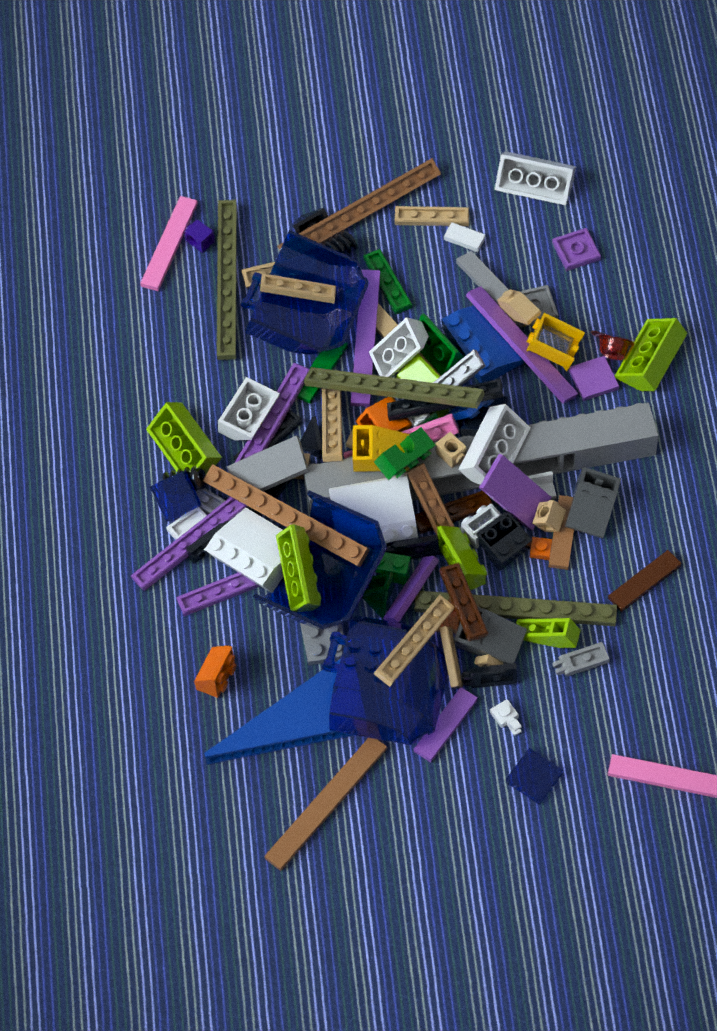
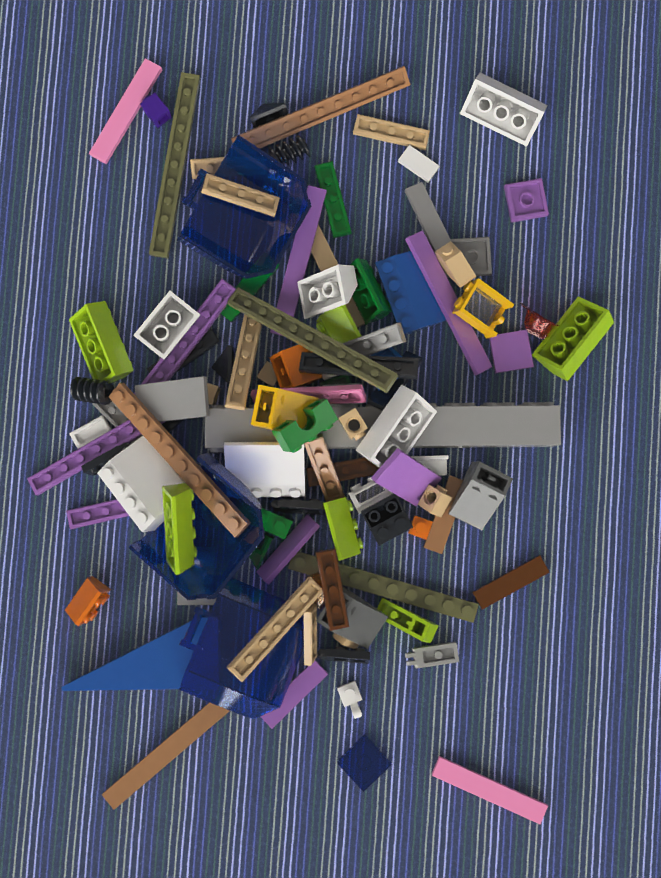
camera: 10 degrees right, 25 degrees up
(175, 495) = (80, 407): clear blue tile -> none

